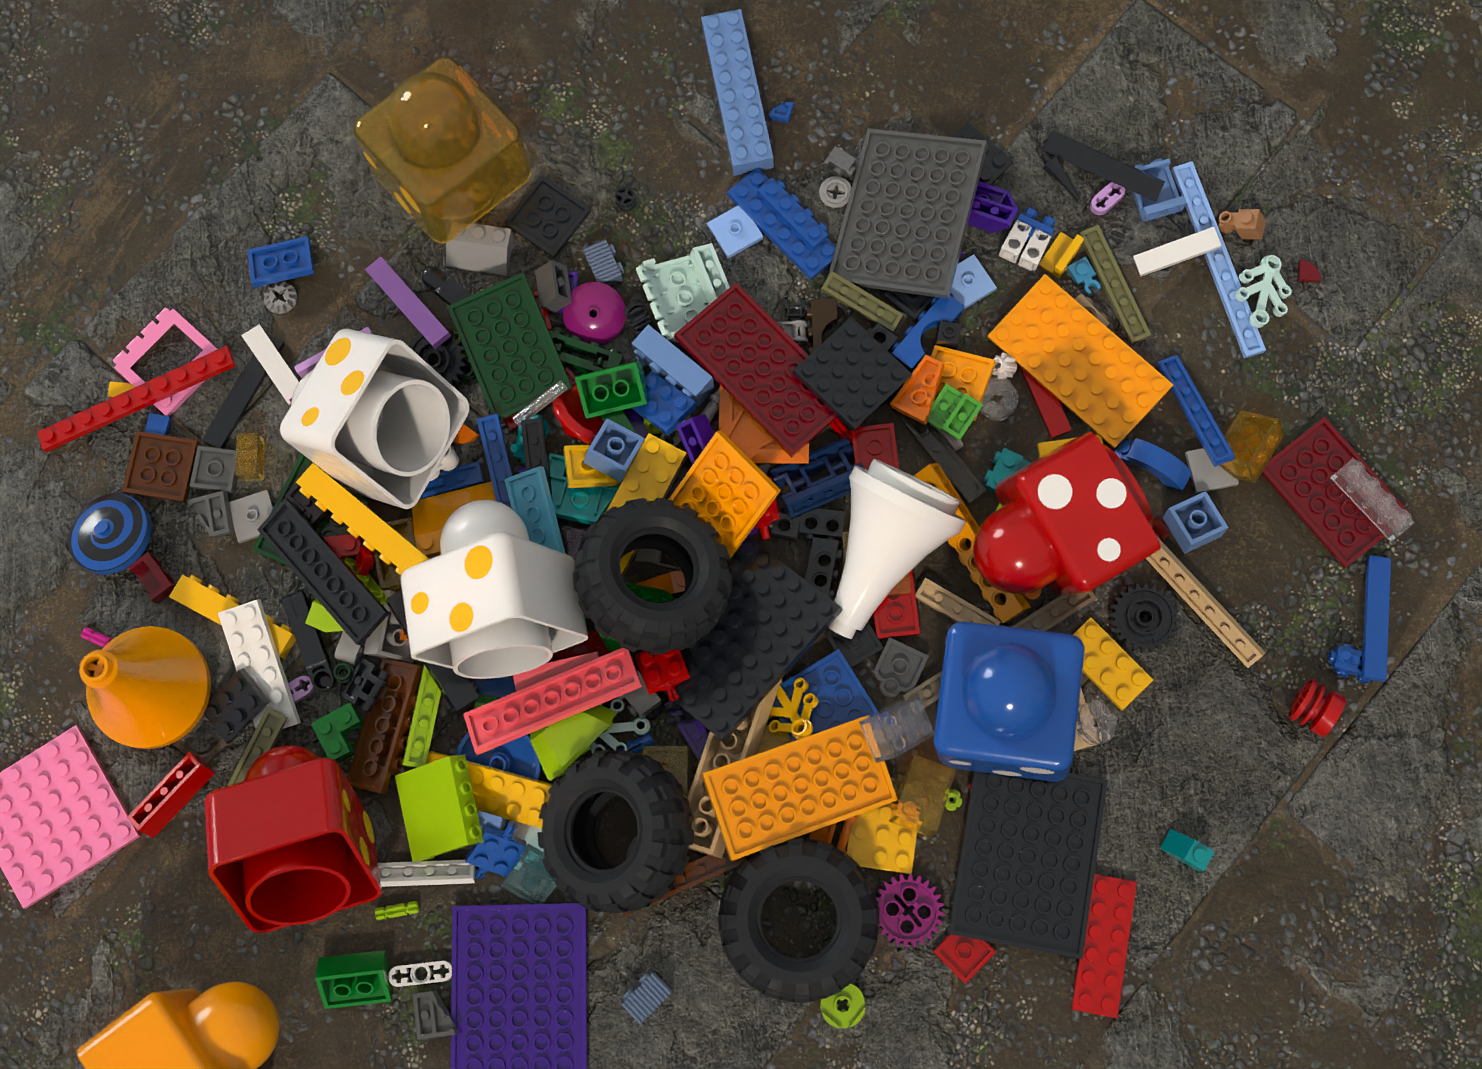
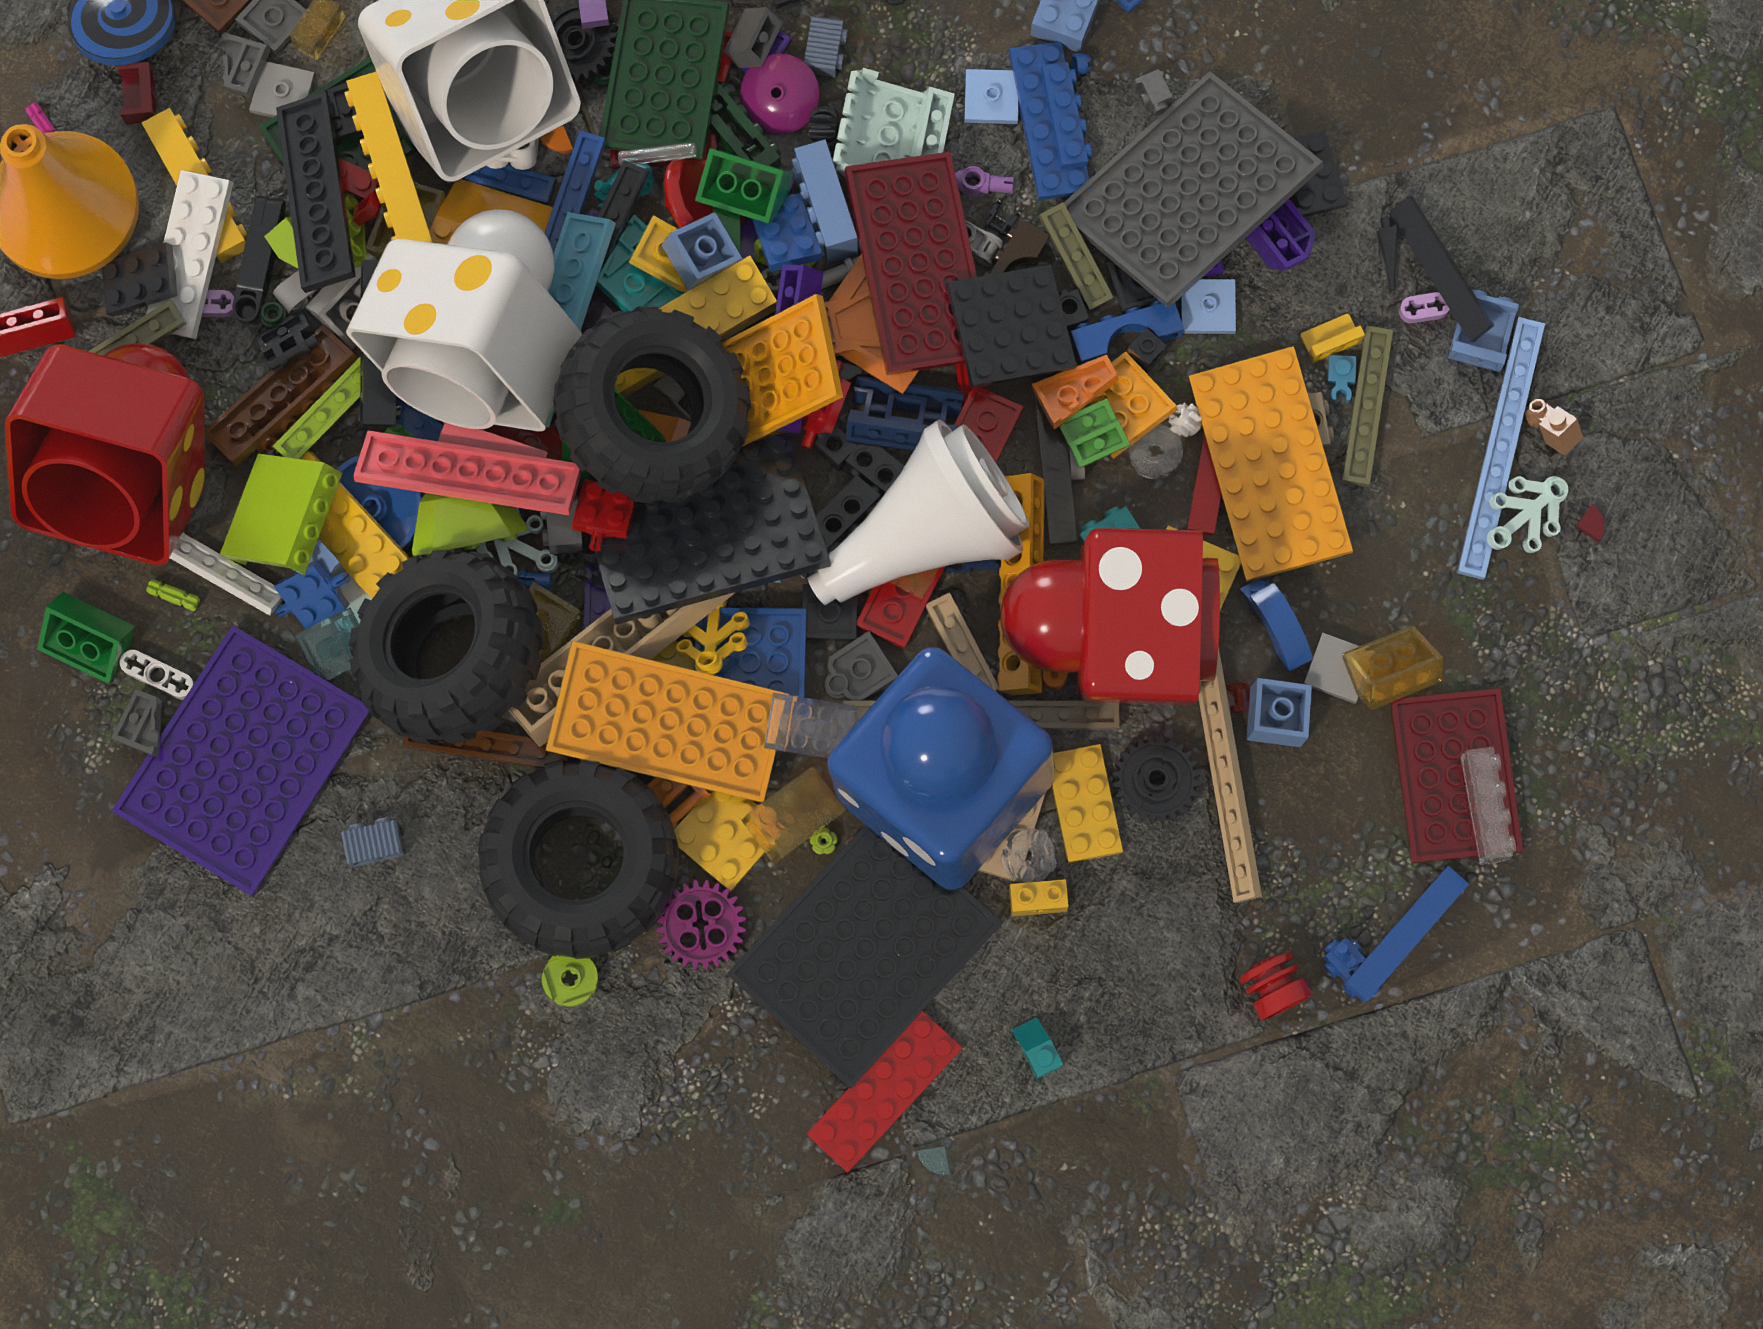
camera: 25 degrees right, 0 degrees up
(333, 731) = (226, 366): green brick -> none
(769, 288) = (987, 183): none -> medium lavender pin
(779, 173) = (1080, 63): none -> blue hinge
(828, 186) = (1128, 109): light grey gear -> none
(964, 955) = (730, 1008): red tile -> none
(1032, 233) = (1304, 299): white hips -> none
(1120, 747) = (1038, 897): none -> yellow brick
(1168, 971) = (935, 1160): none -> clear light blue tile
(1177, 251) = (1460, 411): white tile -> none
(1196, 411) = (1360, 594): blue tile -> none

